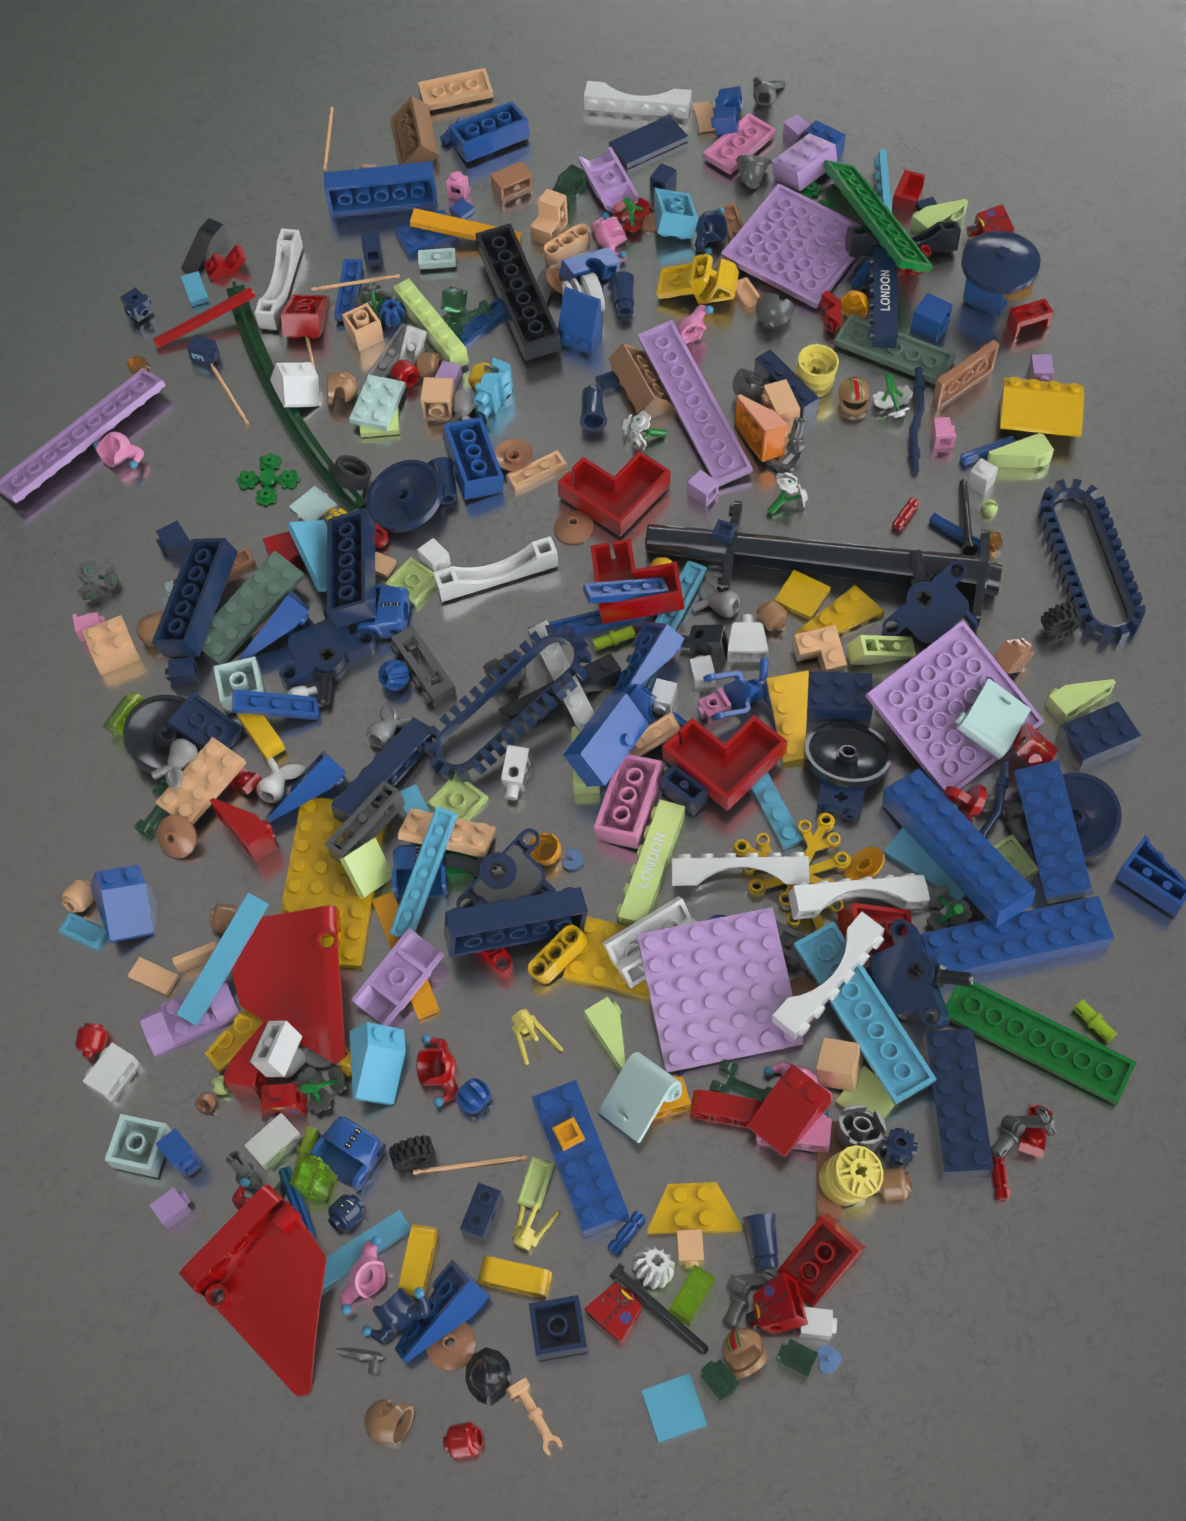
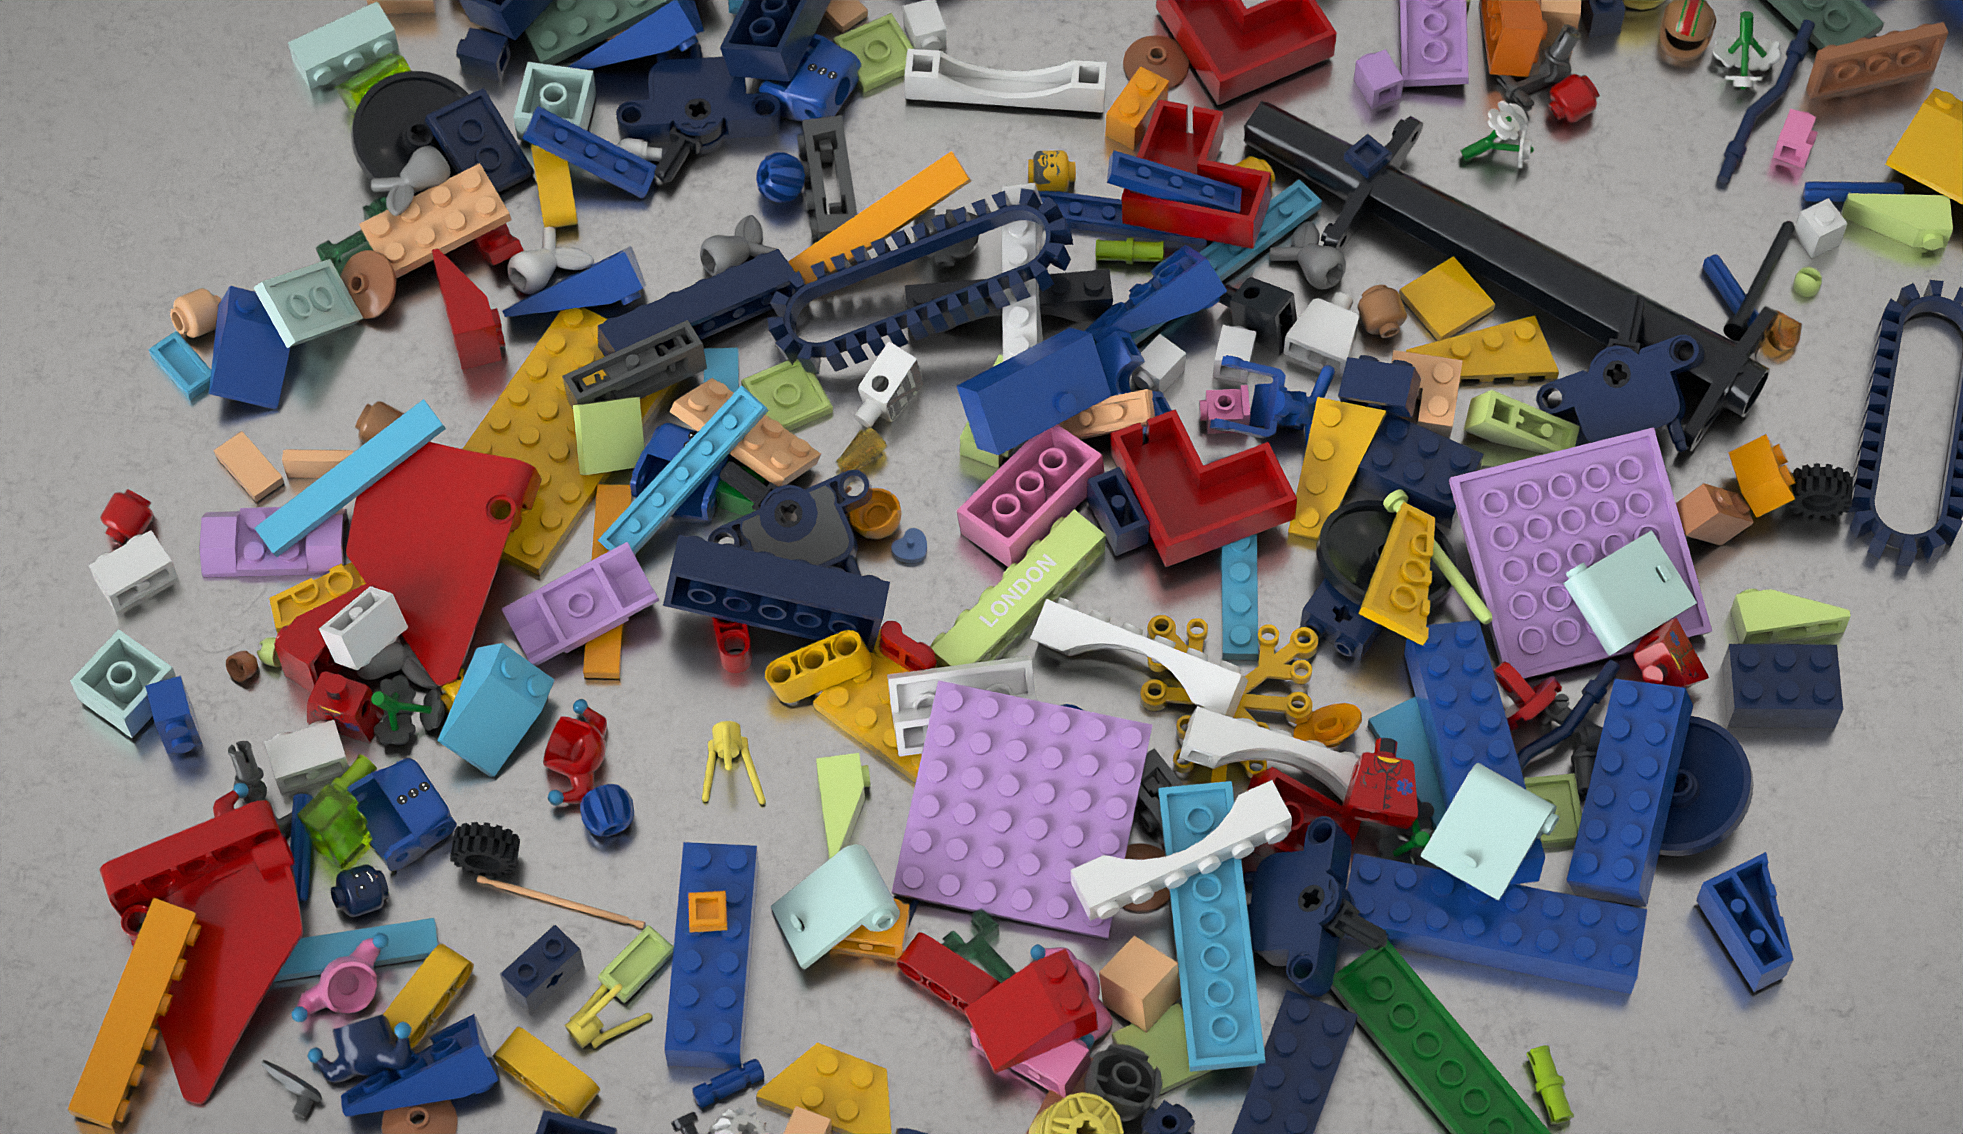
camera: 20 degrees right, 0 degrees up
(95, 700) = (343, 45): none -> light aqua brick
(147, 862) = (308, 303): none -> light aqua plate
(171, 1207) = (132, 784): lavender brick -> none
(241, 1358) = (133, 1014): none -> light orange brick
(468, 674) = (885, 215): none -> light orange tile
(518, 815) = (862, 450): none -> clear yellow cone
(546, 609) = (1051, 171): none -> yellow head
(577, 556) = (1134, 108): none -> light orange brick
(604, 923) = (904, 650): none -> red plate
(798, 657) = (1380, 385): none -> dark blue brick
(814, 457) = (1573, 98): none -> red head
(837, 720) = (1392, 504): none -> yellowish green bar
(866, 761) = (1403, 576): none -> yellow wing
(905, 514) = (1671, 239): red axle -> none
(919, 888) = (1382, 788): none -> red torso
(1001, 886) = (1489, 827): none -> light aqua door
(1028, 623) = (1762, 475): none -> light orange brick

